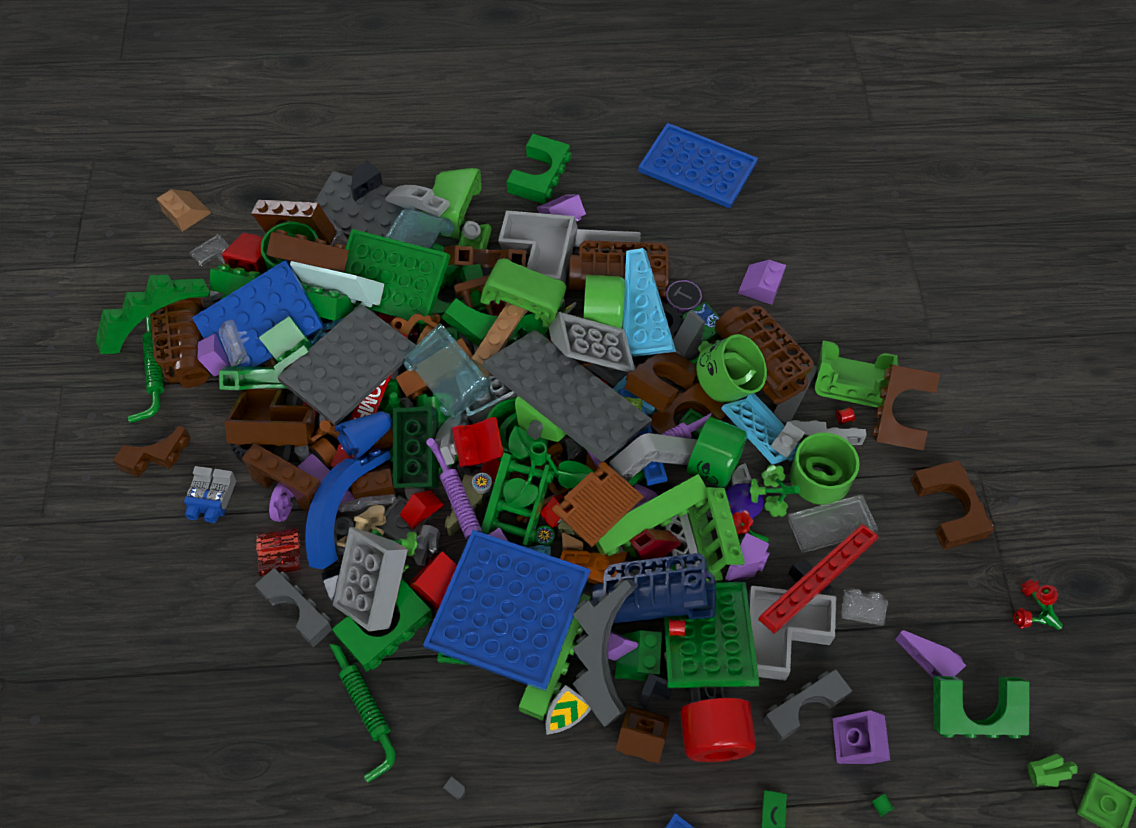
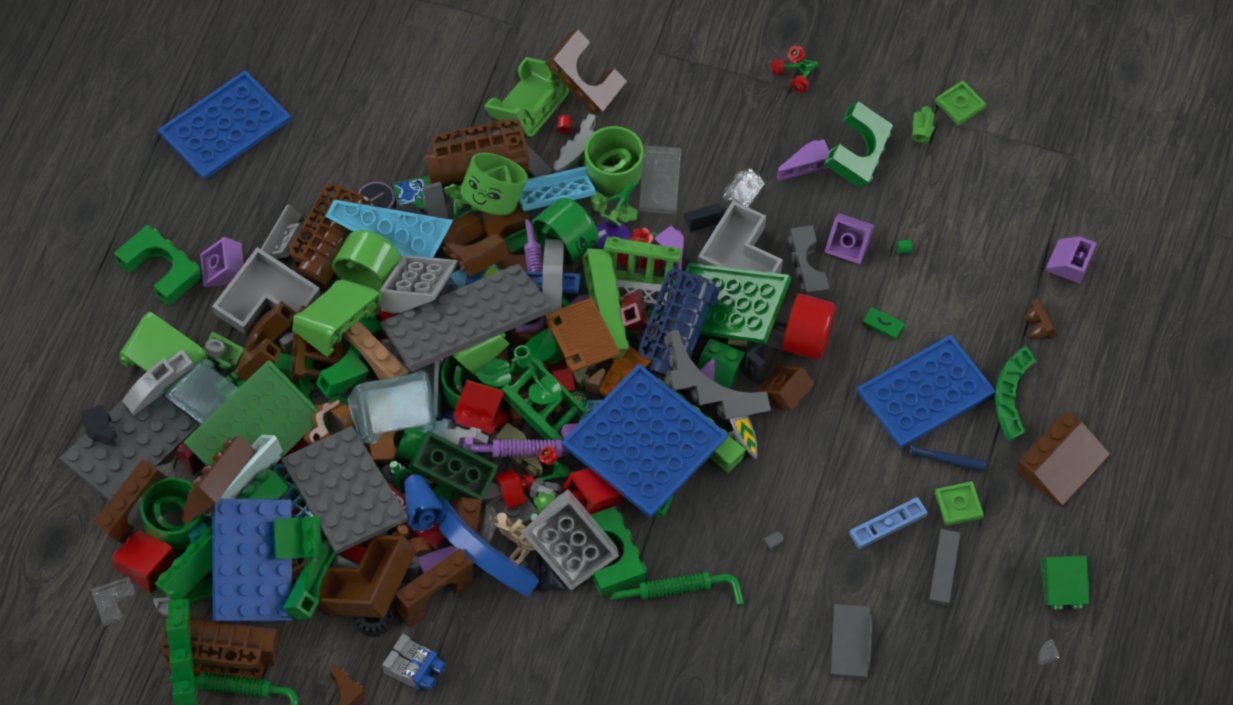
camera: 70 degrees left, 0 degrees up
(182, 208) = (39, 616): medium nougat slope -> none
(212, 354) = (264, 615): medium lavender slope -> none
(233, 343) = (275, 581): clear piece -> none
(277, 590) = (584, 607): dark grey arch -> none
(278, 551) = (499, 620): clear red slope -> none
(280, 503) = (454, 598): medium lavender tile -> none
(454, 524) = (548, 456): none -> plant
(482, 483) = (511, 426): tile -> none
(535, 429) = (489, 357): dark grey piece -> none
(677, 627) = (716, 319): red axle -> none
(762, 281) = (392, 126): medium lavender slope -> none
(787, 439) = (576, 173): light grey slope -> none
(817, 578) = (711, 205): red tile -> none
(953, 479) = (703, 75): reddish brown arch -> none

